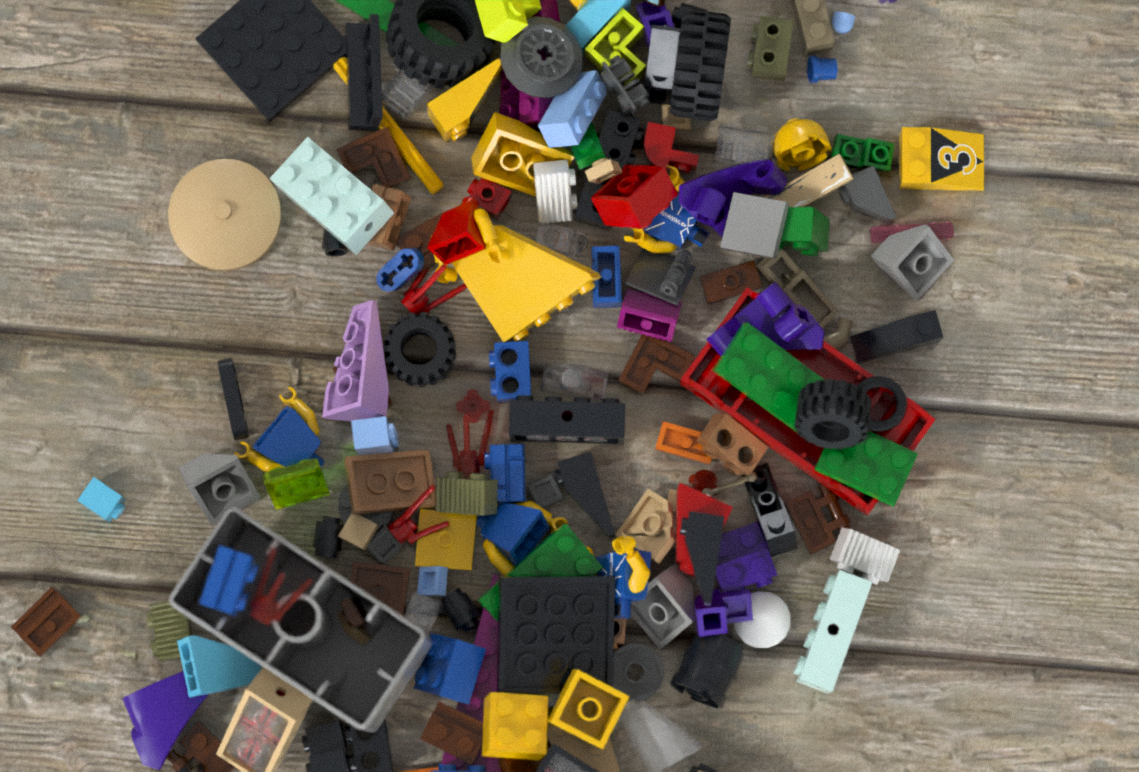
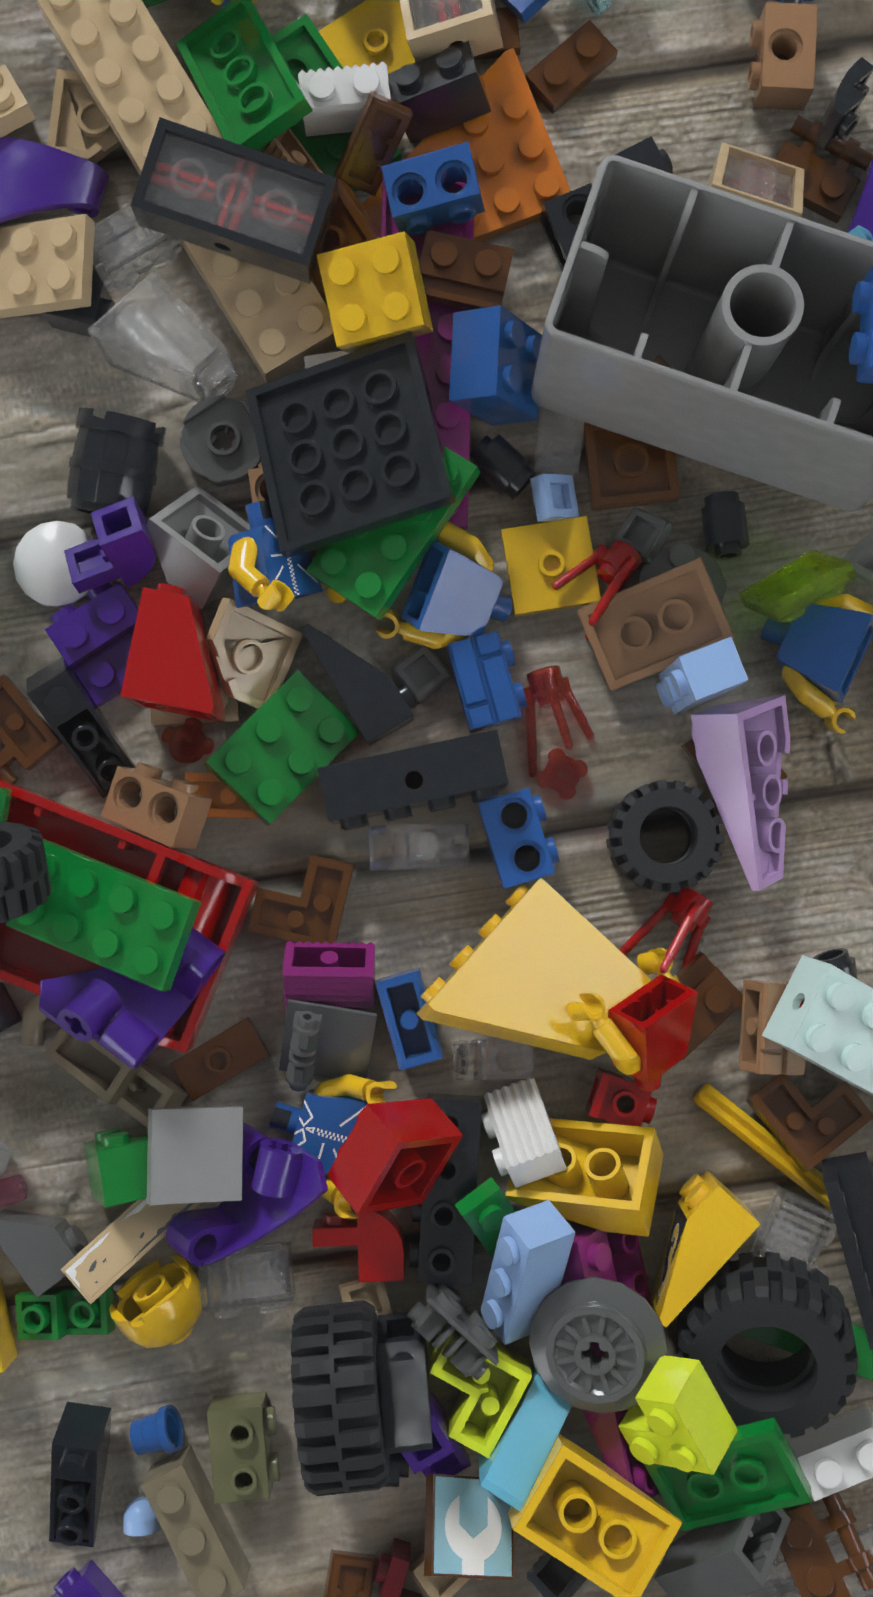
camera: 160 degrees right, 5 degrees up
(265, 607) = (818, 302): clear red plant -> none
(358, 531) = (684, 537): tan tile -> none
(404, 274) = (719, 947): blue beam -> none
(466, 495) = (537, 630): olive brick -> none
(587, 709) = (271, 338): yellow brick -> none
(603, 170) = (454, 1184): tan plate -> none
(644, 463) = (282, 748): none -> green plate
(703, 544) = (147, 622): black slope -> none
(751, 478) = (175, 723): dark tan hinge -> none
(874, 55) = (78, 1473): none -> black slope

